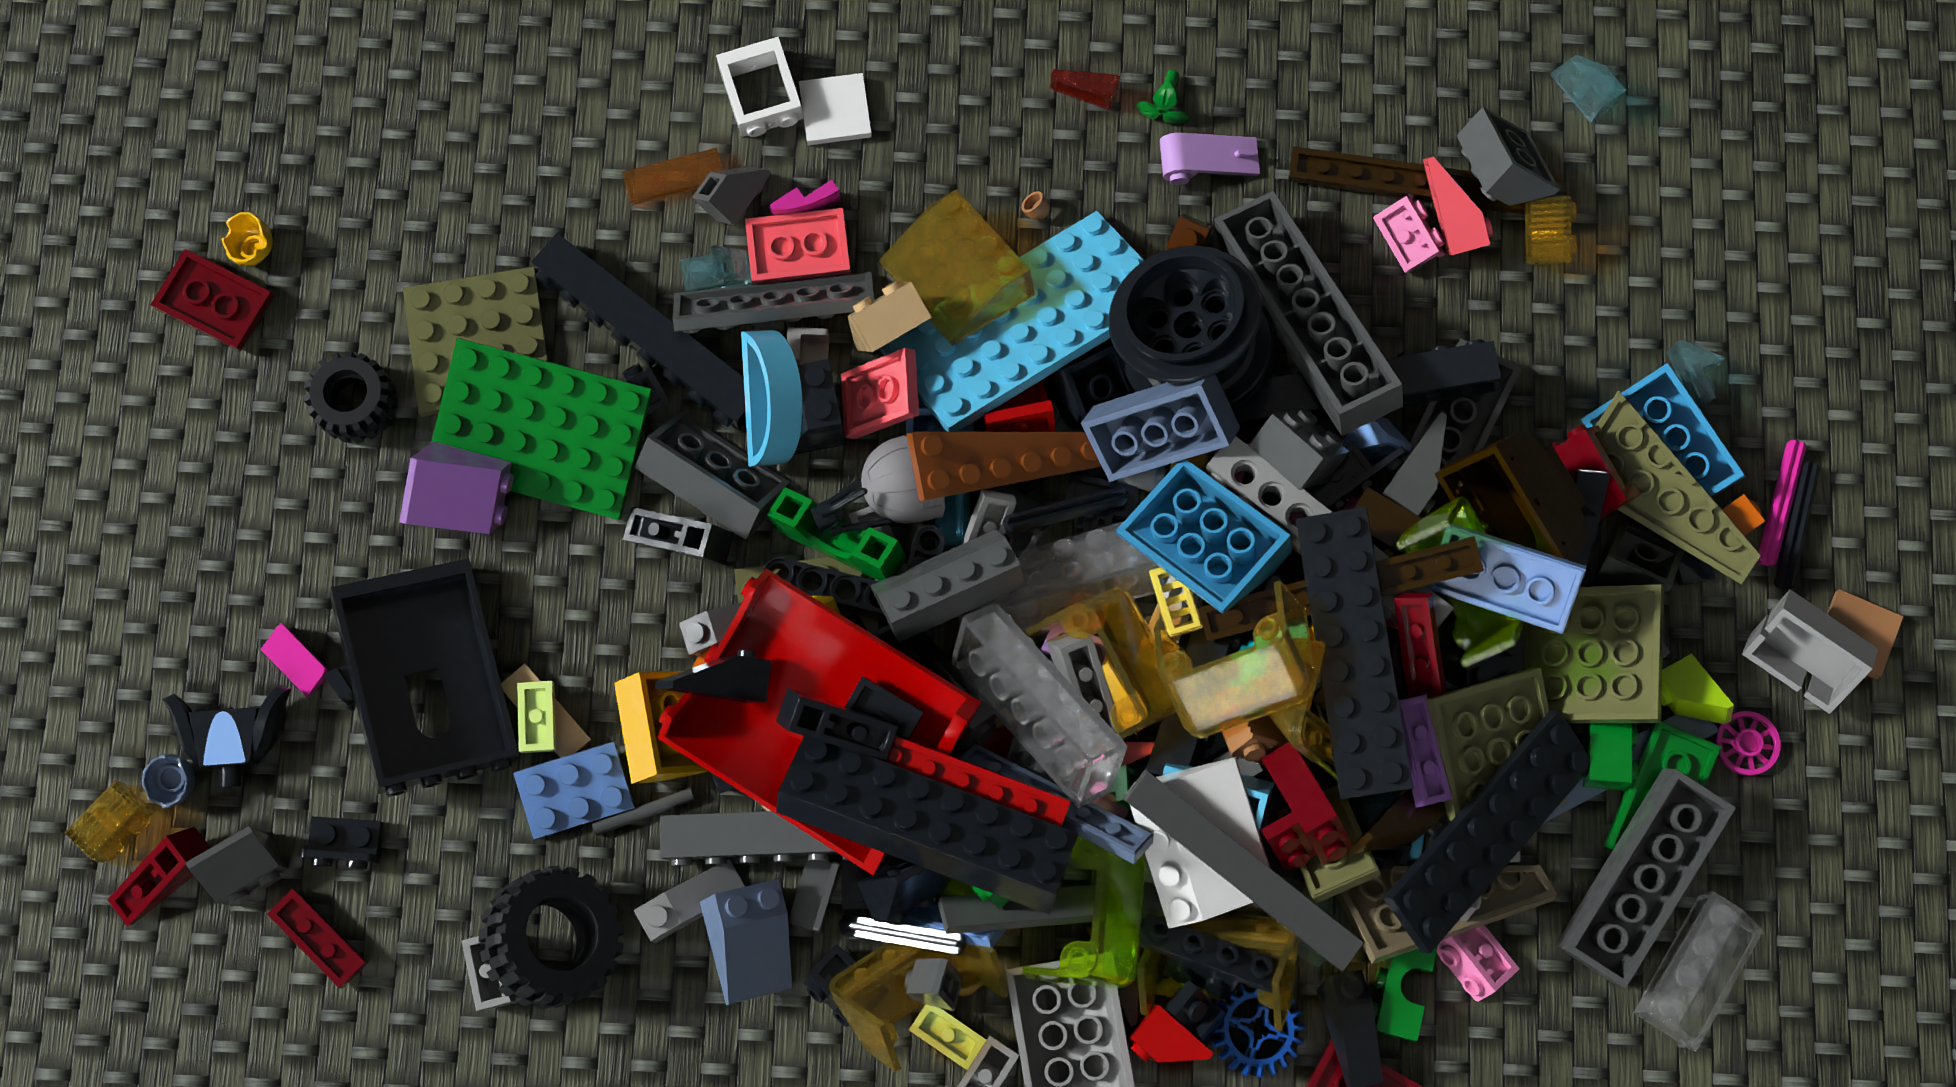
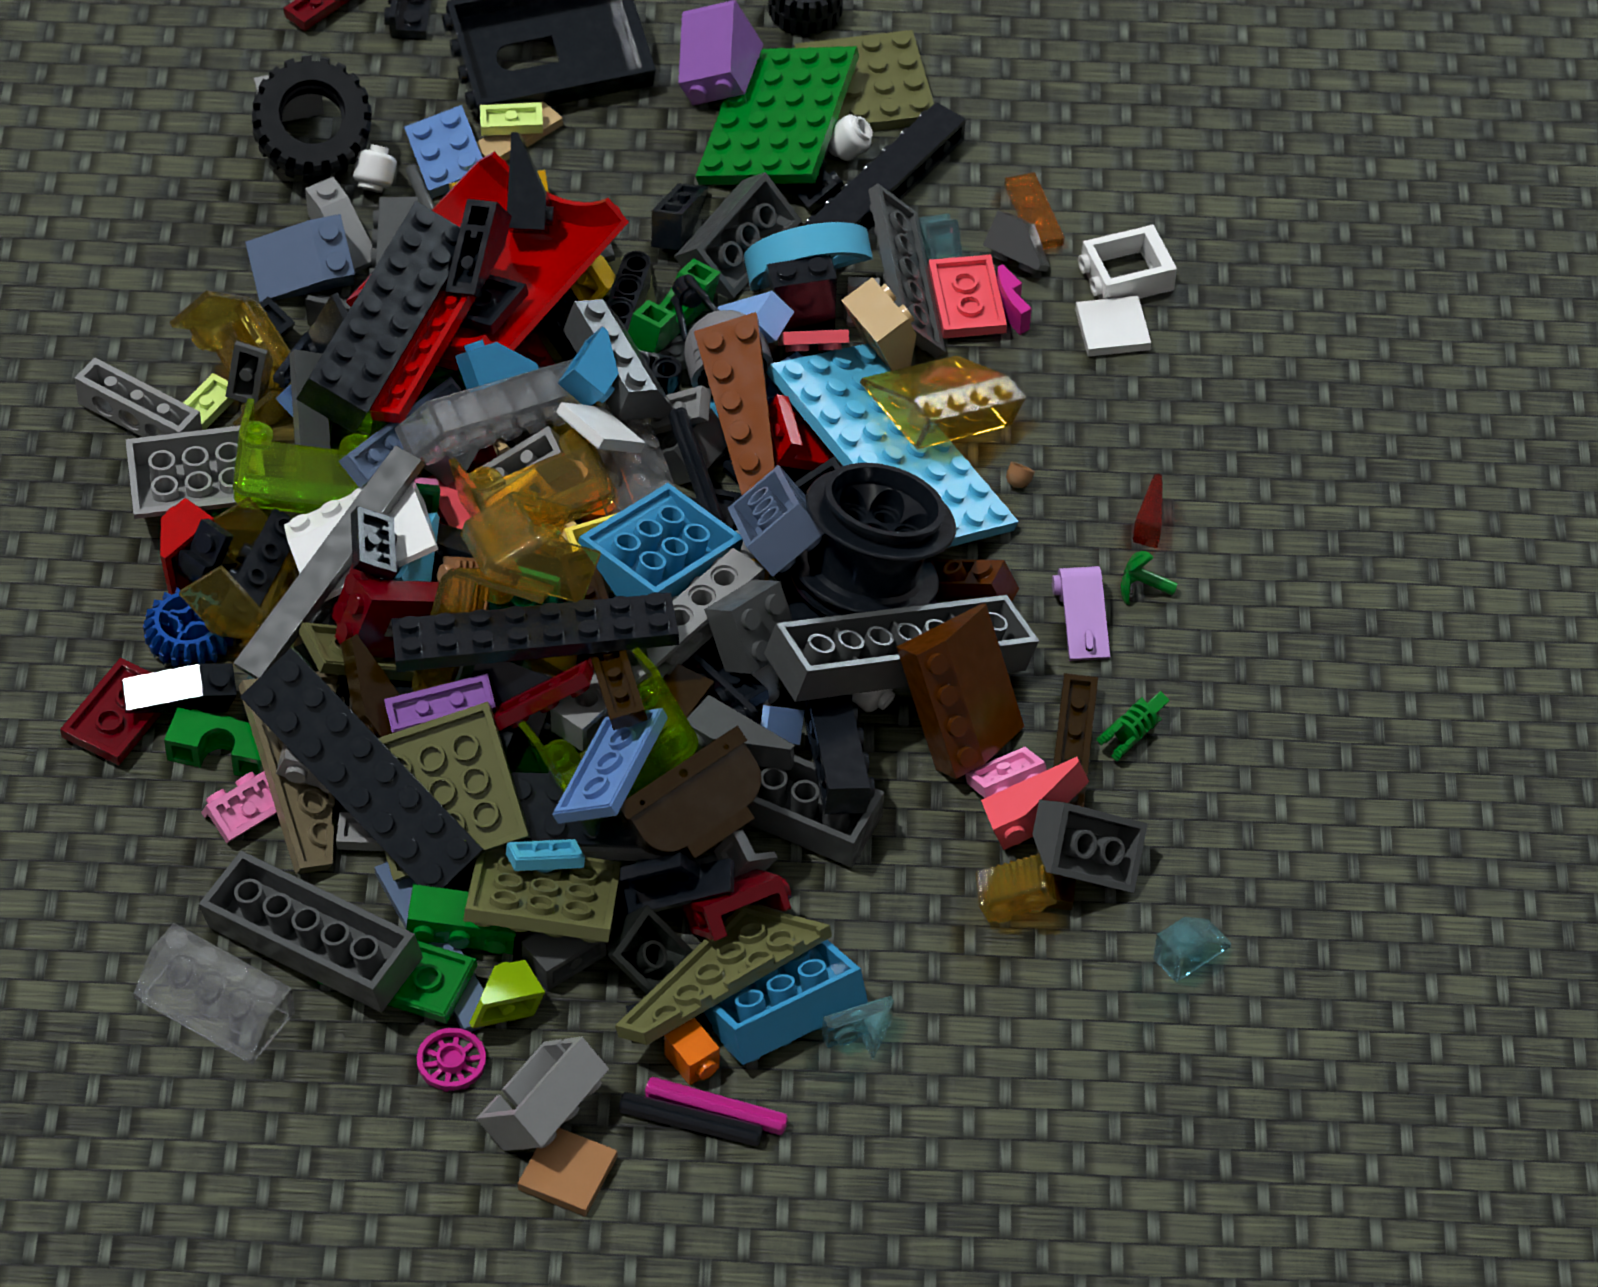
camera: 90 degrees right, 25 degrees down
(575, 350) = (850, 137): none -> white head
(609, 866) = (374, 169): none -> white head
(873, 434) = (771, 312): none -> light blue slope
(986, 603) = (592, 370): none -> dark azure slope
(997, 704) = (491, 363): none -> dark azure slope
(1061, 594) = (600, 428): none -> white tile
(1256, 818) = (373, 543): none -> black bracket
(1343, 119) = (1134, 724): none -> green hinge
(1355, 262) = (961, 691): none -> reddish brown slope
(1552, 656) = (545, 855): none -> medium azure plate

